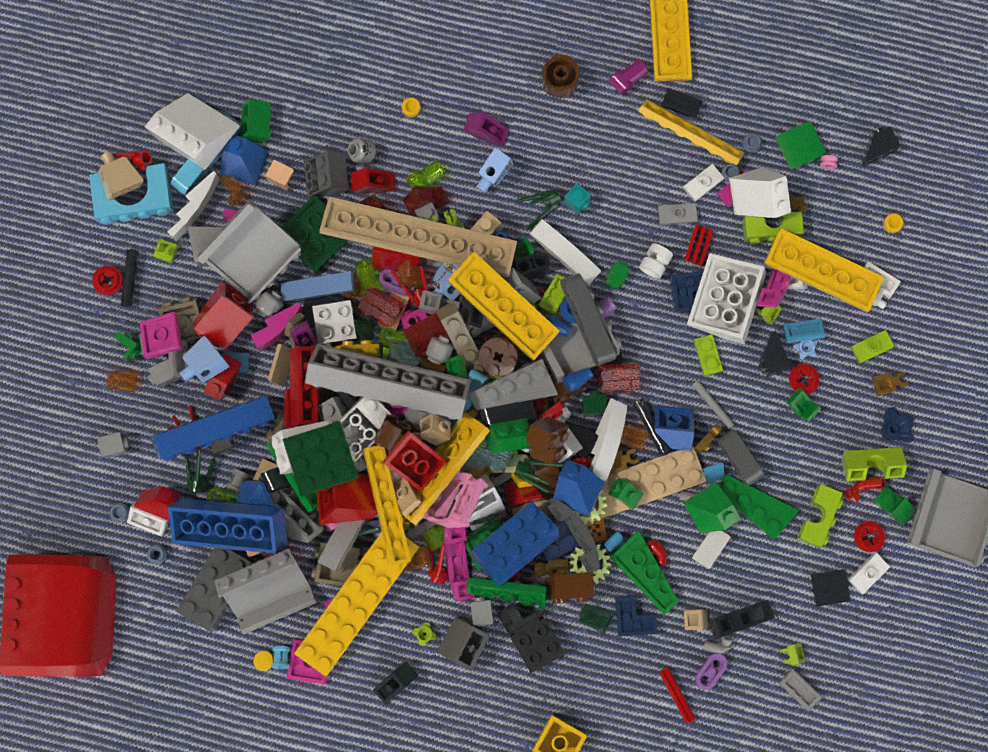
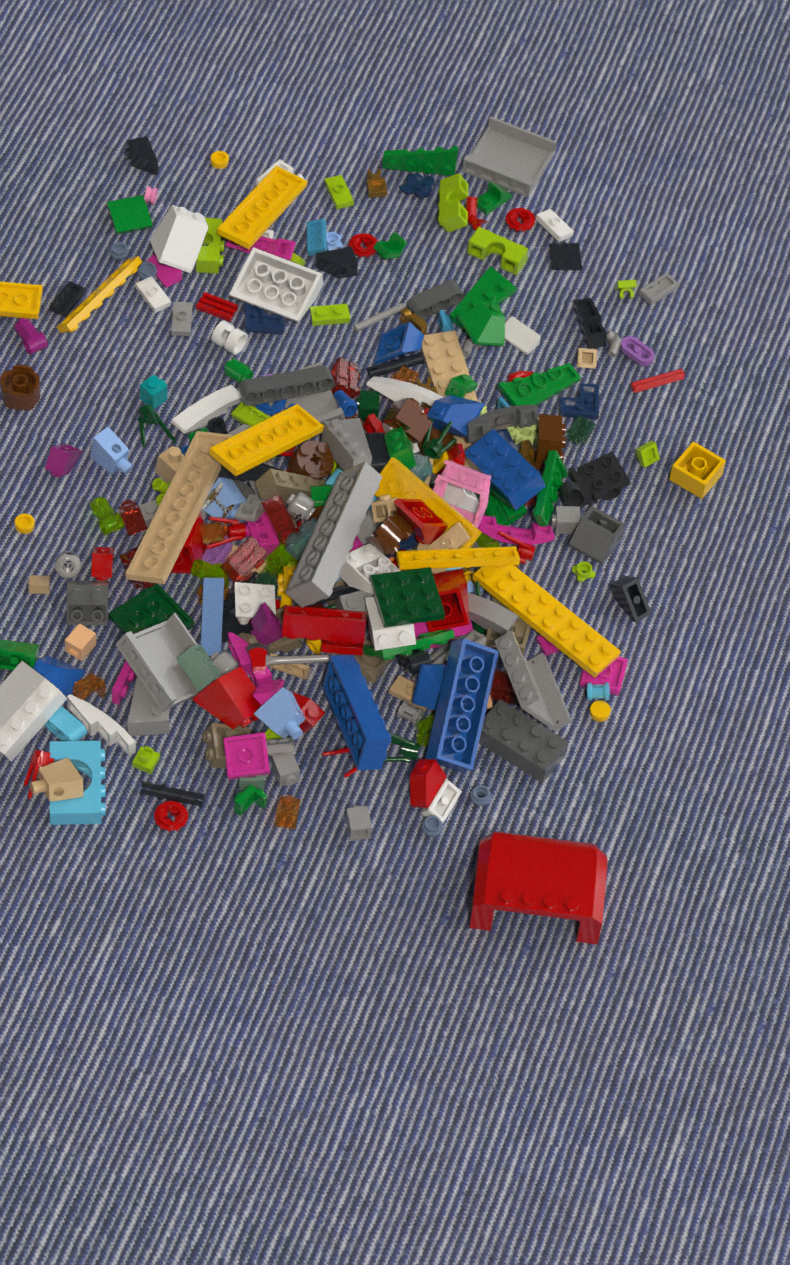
camera: 90 degrees left, 25 degrees down
(235, 346) = (267, 689): none -> dark pink slope
(251, 281) = (198, 667): none -> sand green hinge
(270, 334) = (260, 660): none -> piece
(344, 130) = (39, 584): none -> tan slope
(576, 689) = (647, 454): none -> lime tile
(926, 423) = (435, 161): none -> green wing

